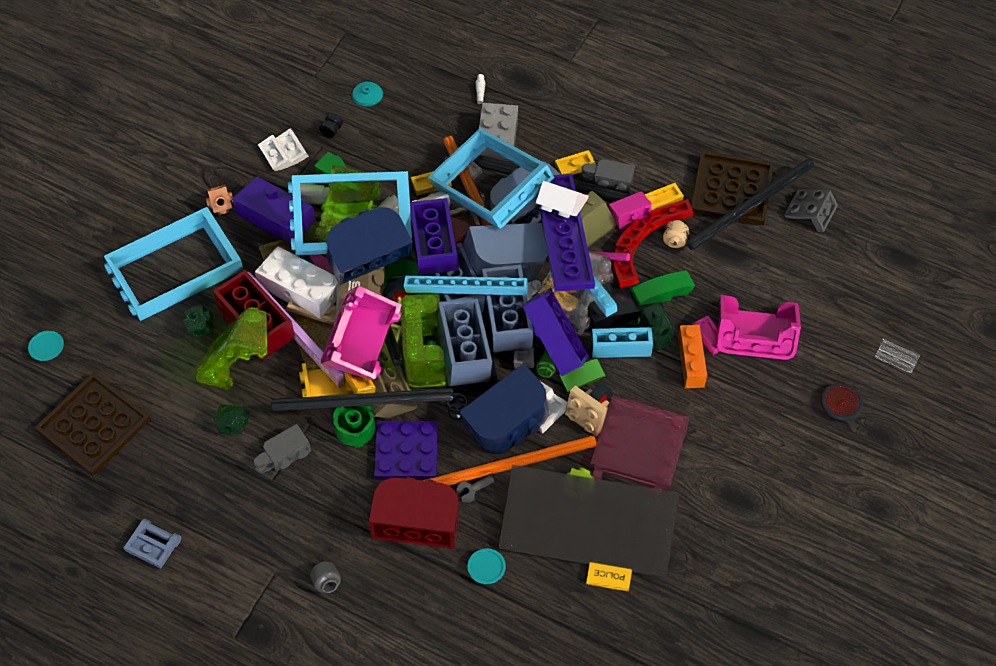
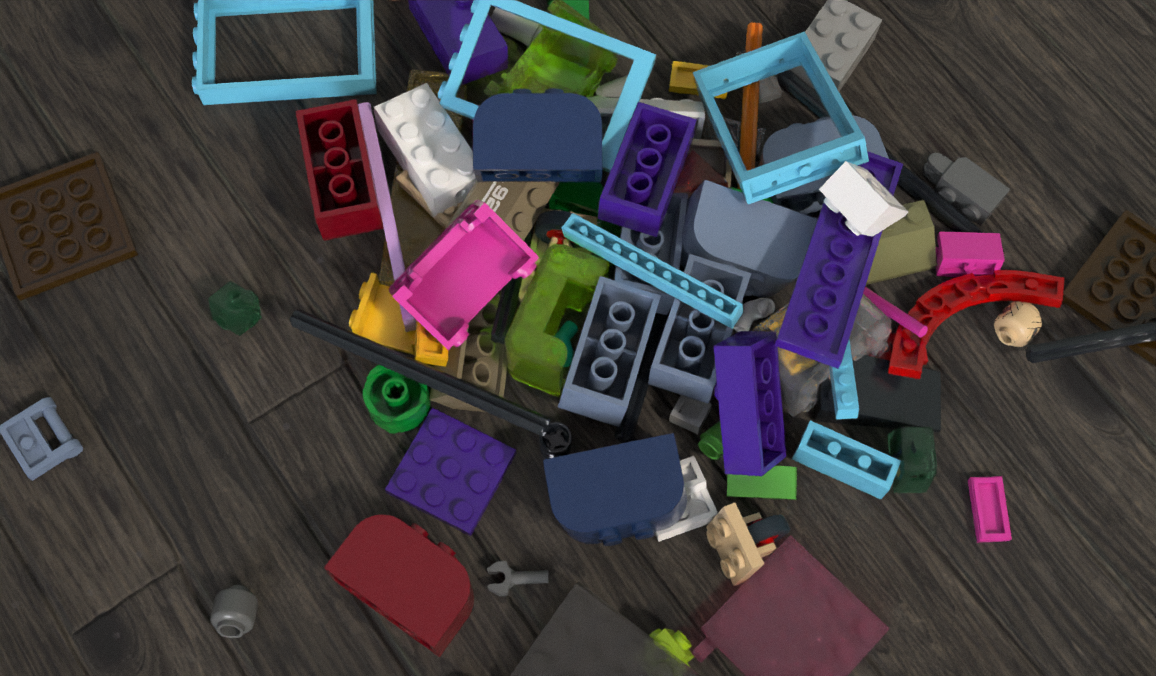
camera: 25 degrees right, 10 degrees up
(45, 345) = (61, 84): teal piece -> none
(199, 321) = (271, 142): clear green brick -> none
(239, 340) = (285, 206): clear neon green windscreen -> none
(282, 450) = (281, 388): dark grey hinge -> none
(519, 460) = (585, 566): orange axle -> none
(574, 163) = (919, 144): yellow plate -> none
(663, 288) = (954, 402): green slope -> none
(665, 196) = (1031, 256): yellow plate -> none
(692, 356) = (942, 533): orange brick -> none
(757, 332) = (1068, 542): dark pink windscreen -> none

